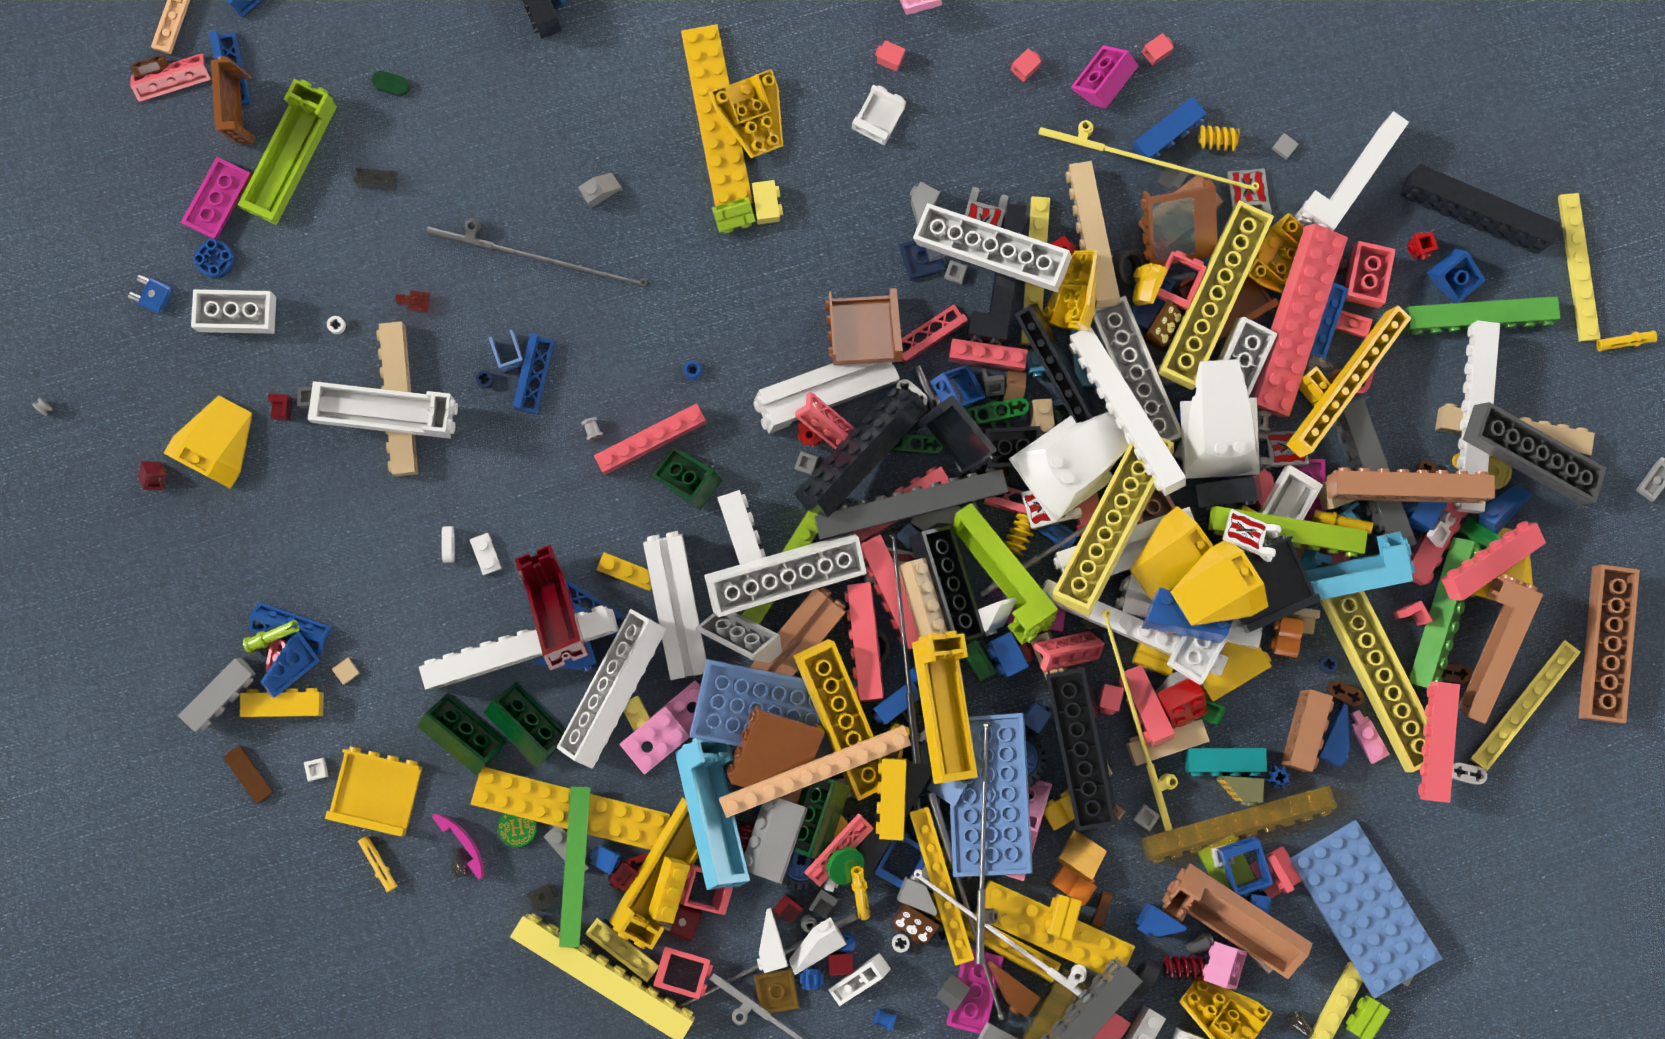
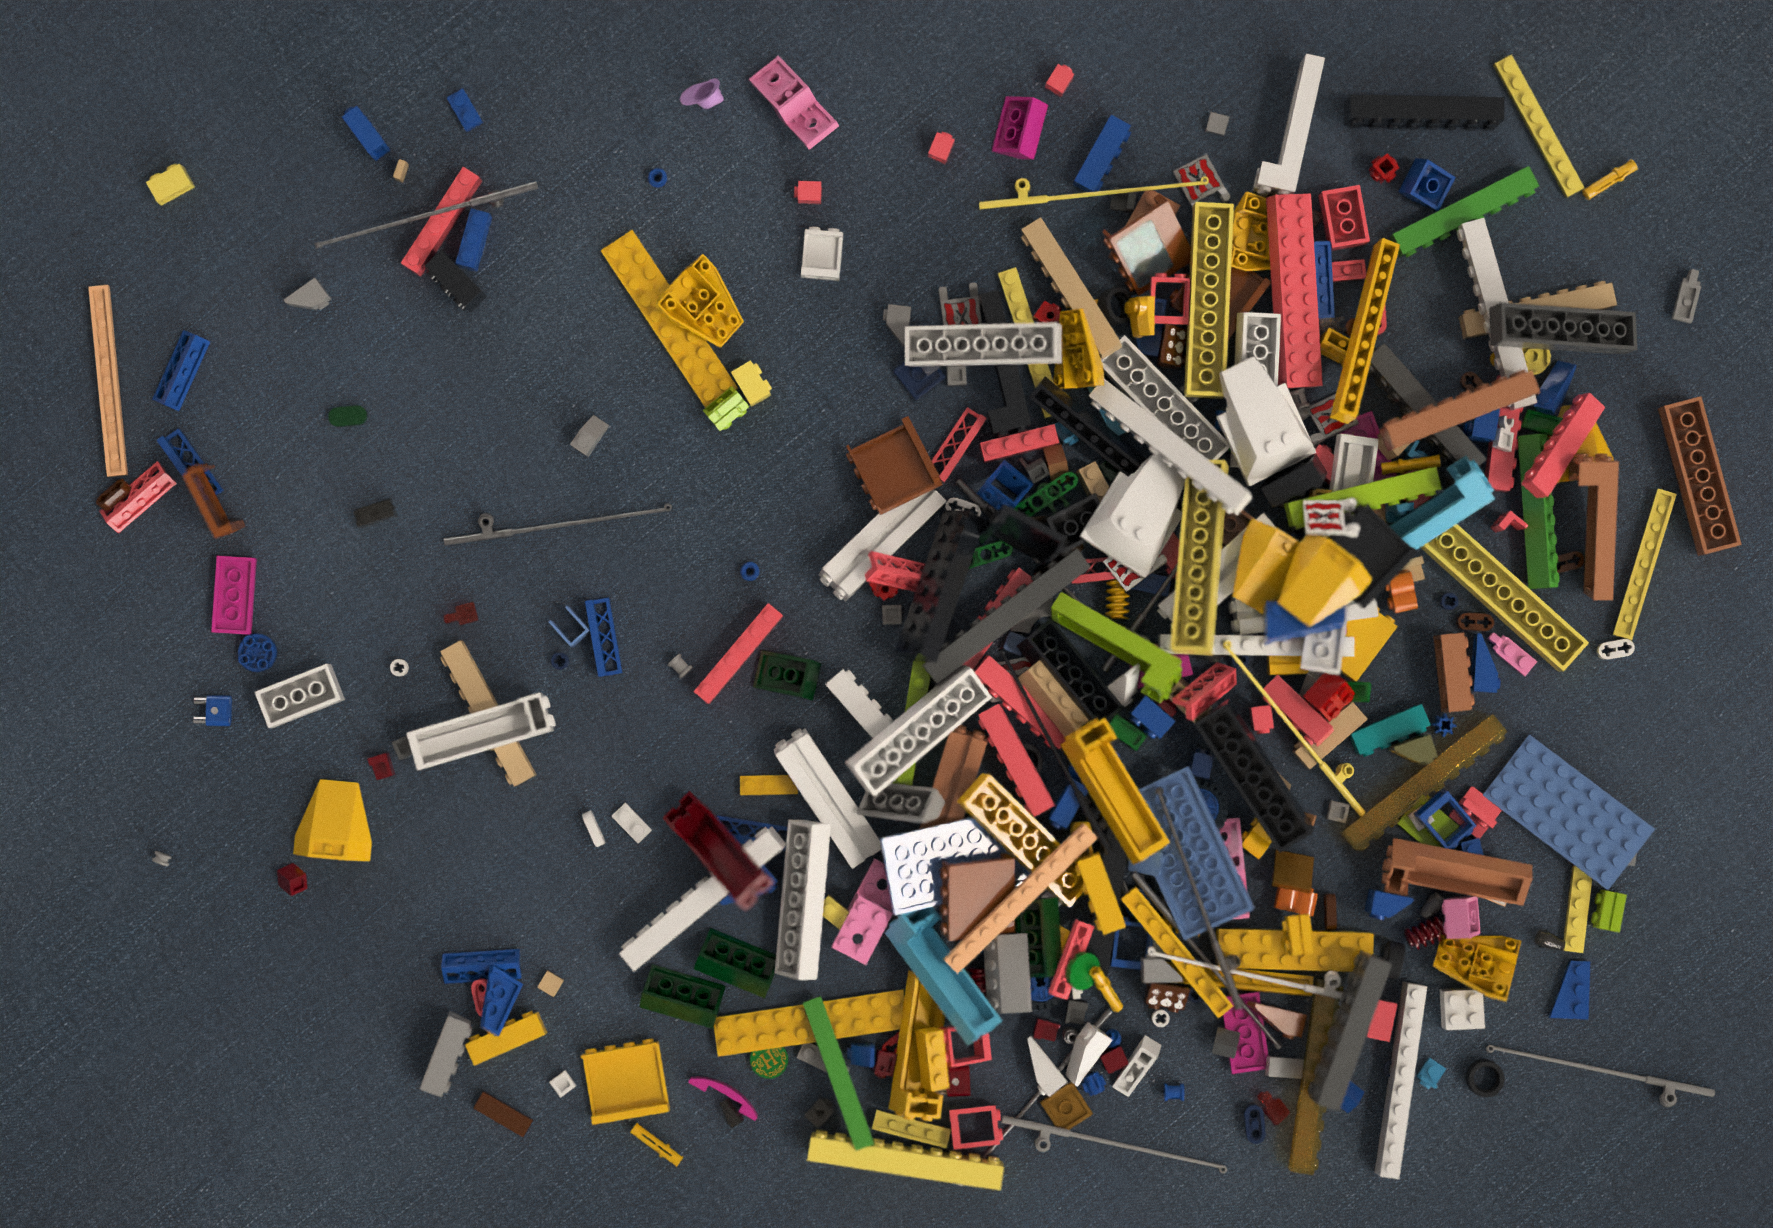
camera: 20 degrees left, 5 degrees up
(264, 639) = (463, 986): lime pin -> none
(288, 151) = (282, 523): lime brick -> none
(1218, 138) = (1151, 143): yellow piece -> none
(1439, 741) = (1577, 634): coral brick -> none

